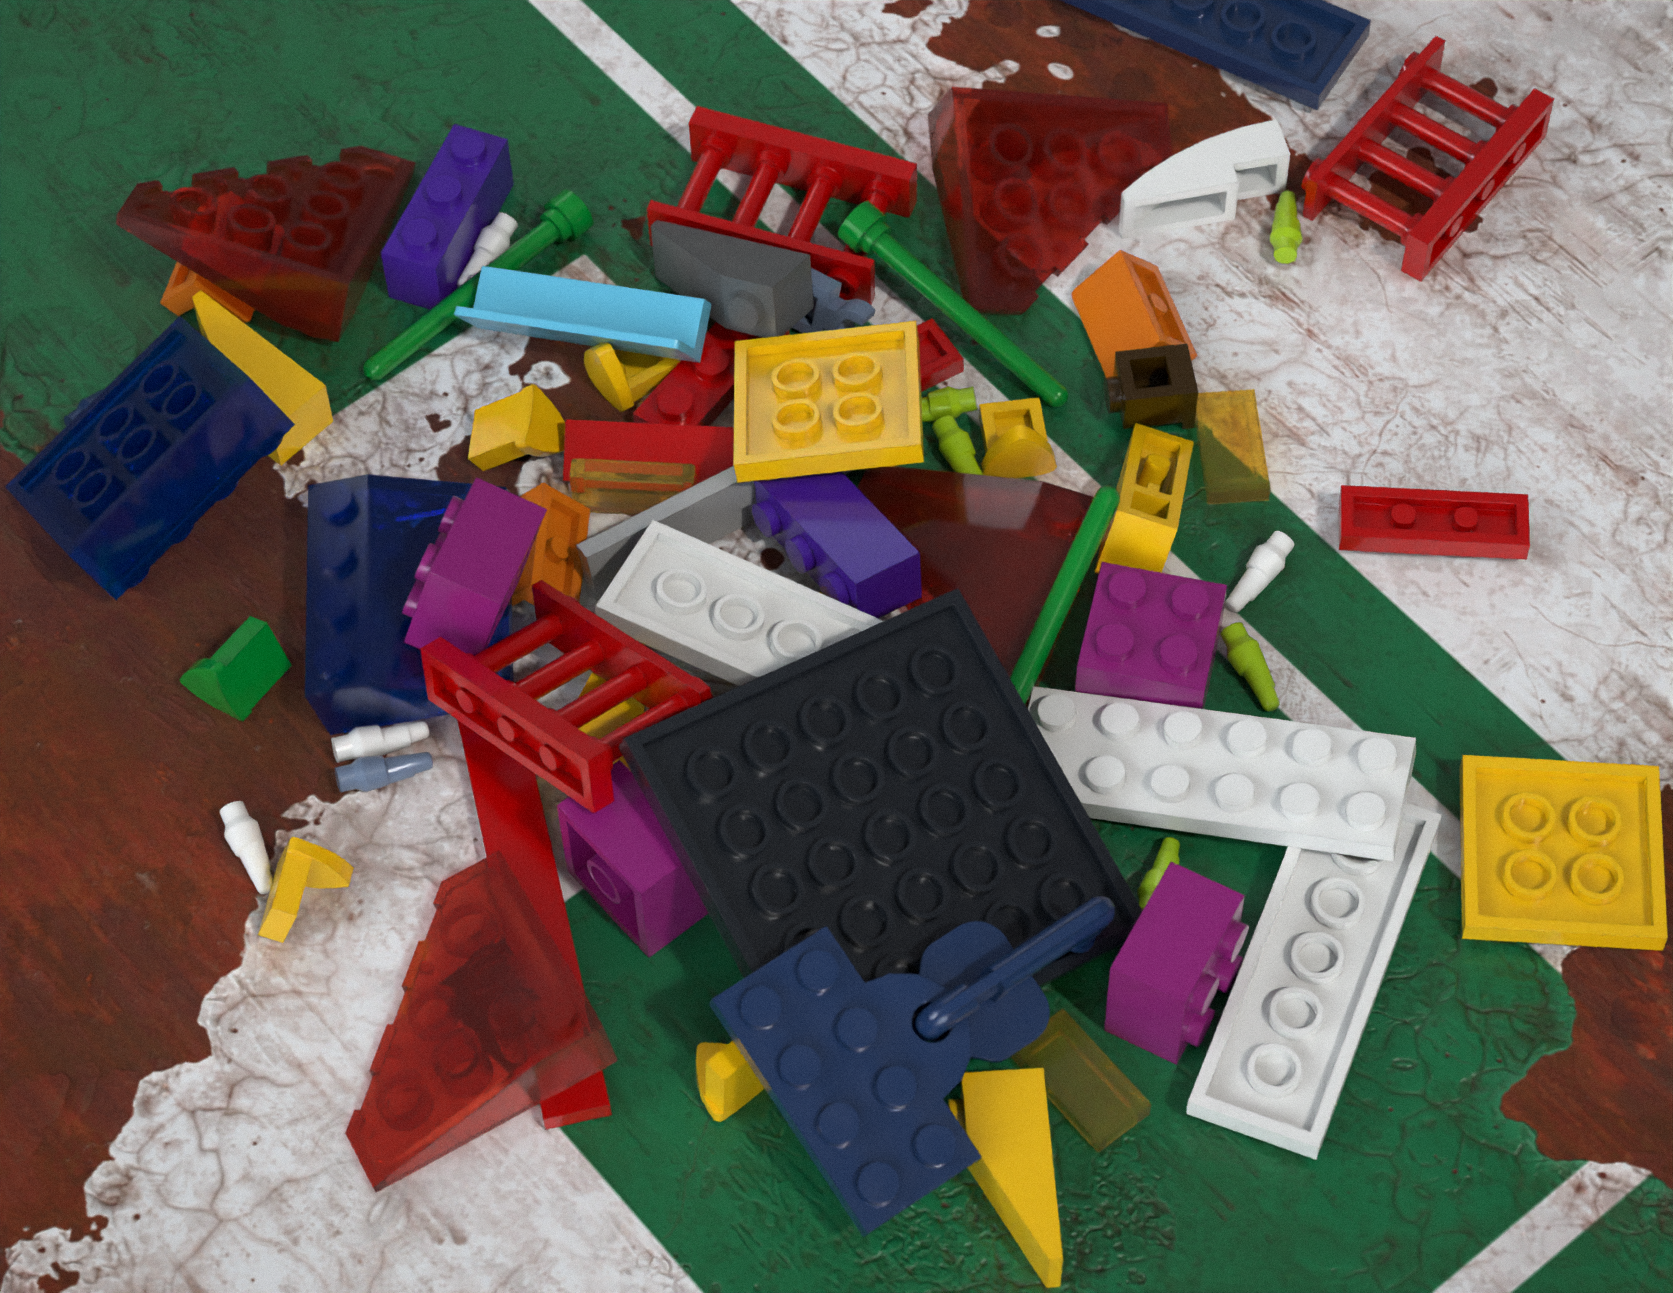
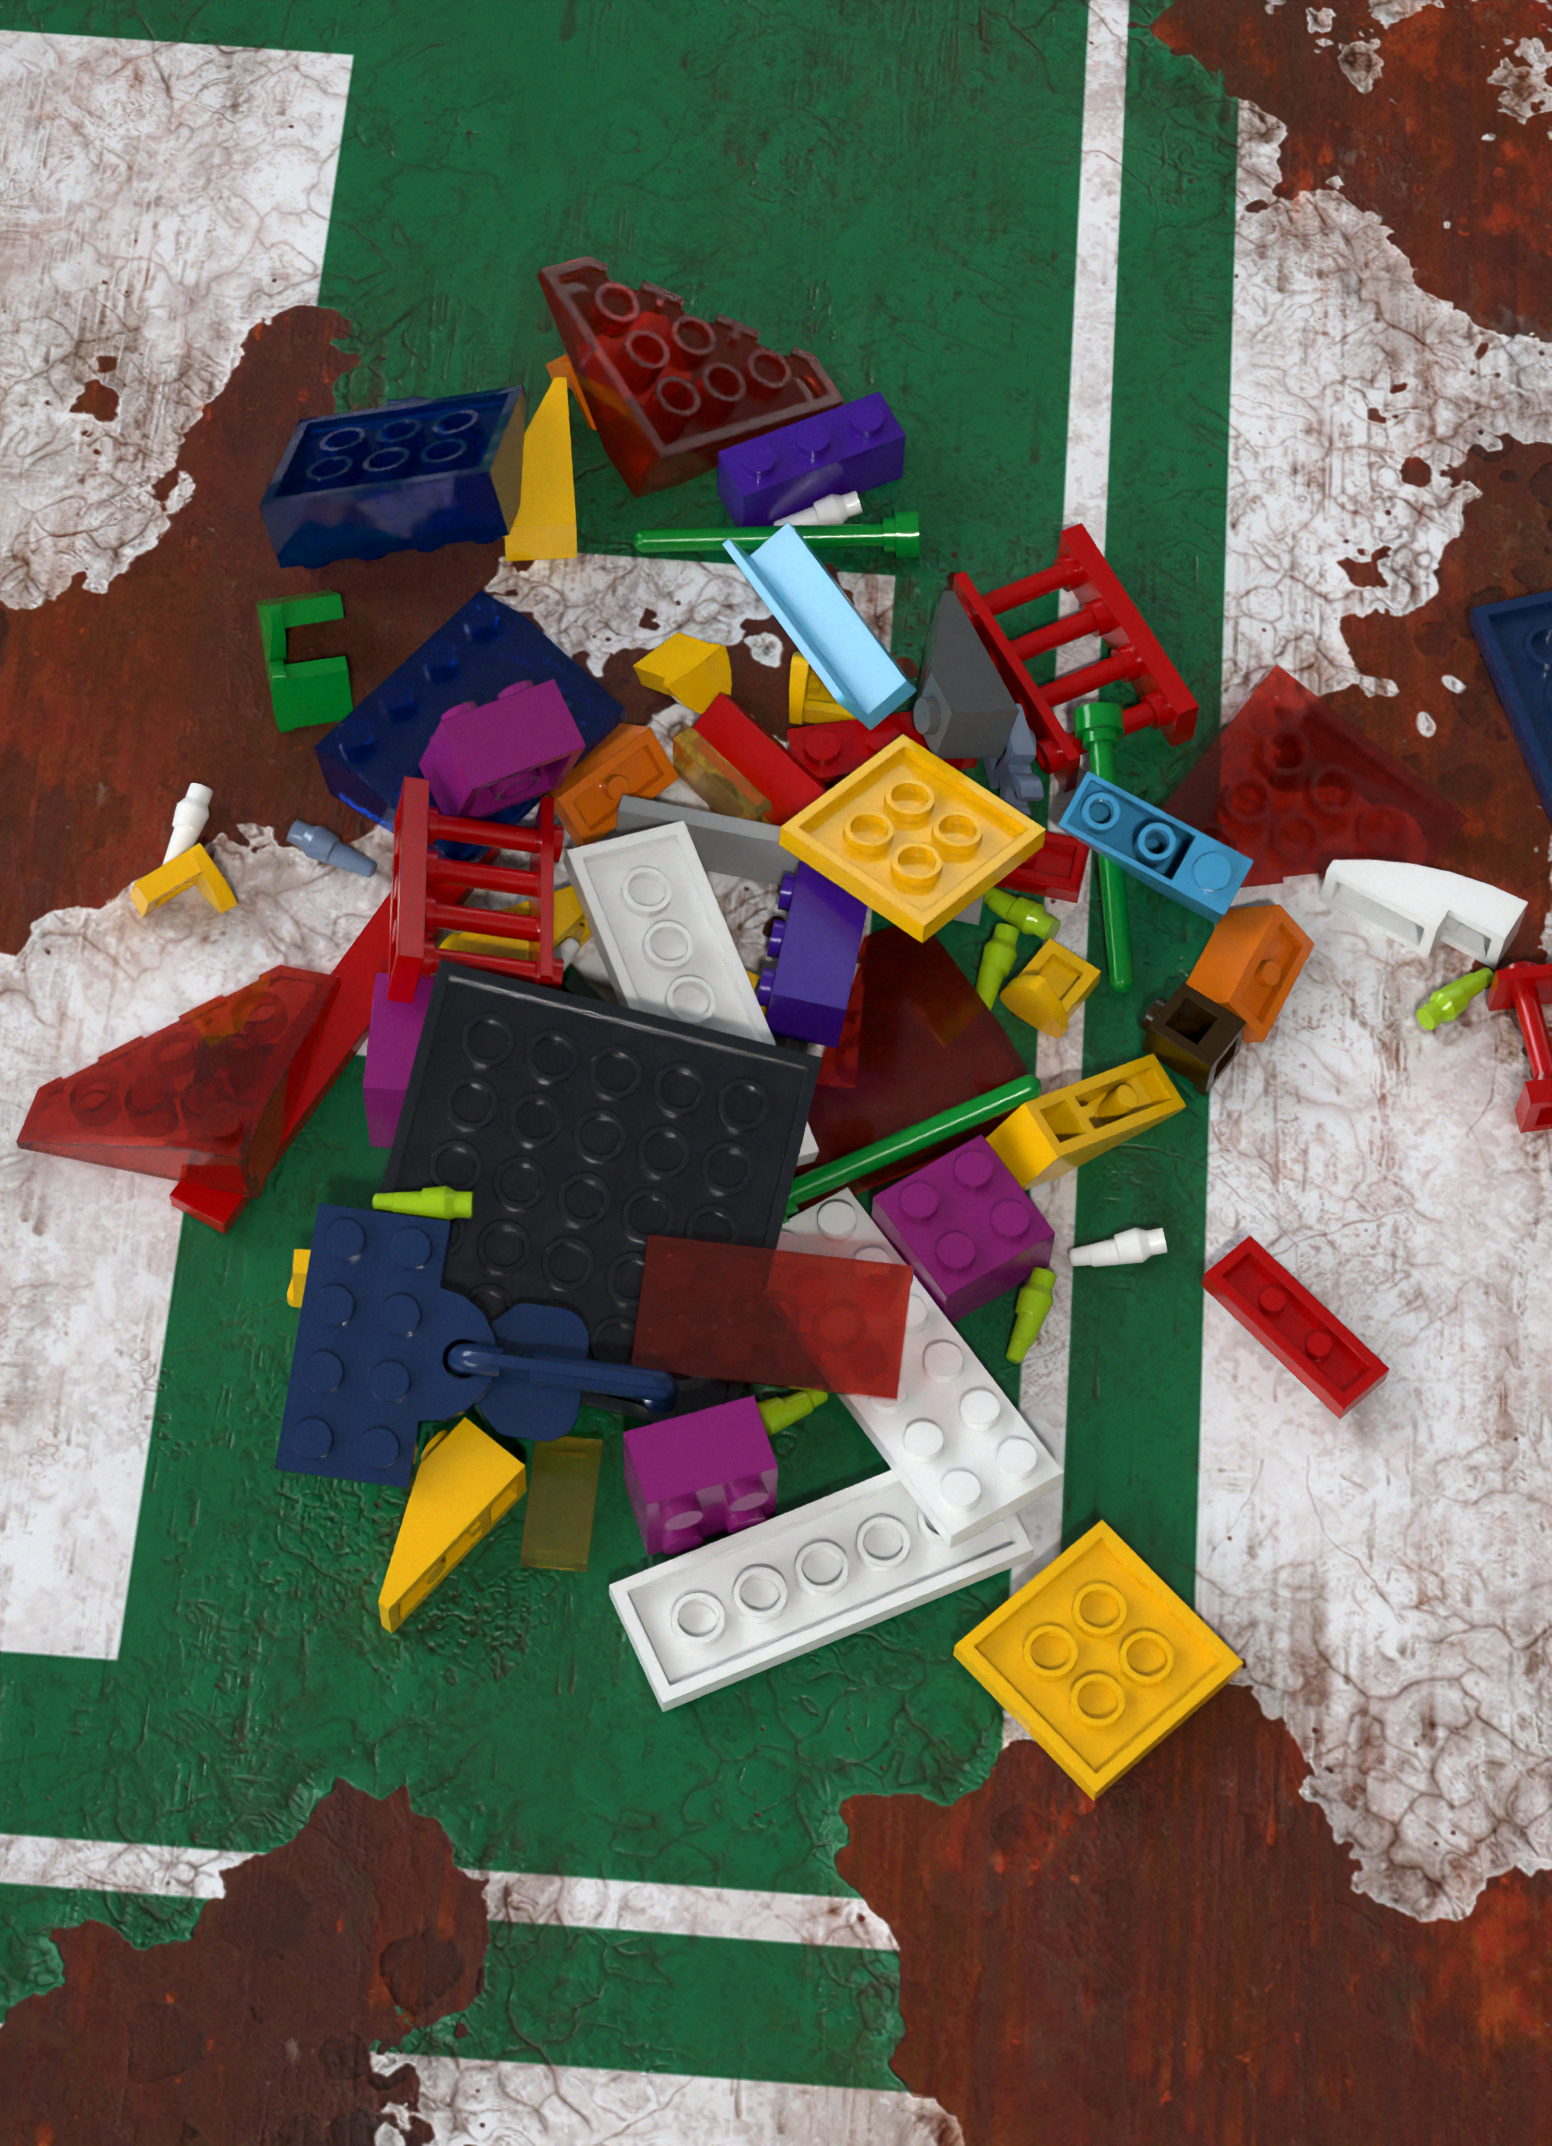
camera: 40 degrees right, 5 degrees up
(156, 634) = (293, 611): none -> green tile
(377, 741) = (348, 824): white piece -> none
(791, 928) = (430, 1203): none -> lime piece
(1005, 275) = (1156, 847): none -> dark azure slope
(1110, 804) = (773, 1317): none -> clear red plate
(1231, 447) = (1211, 1134): clear yellow tile -> none

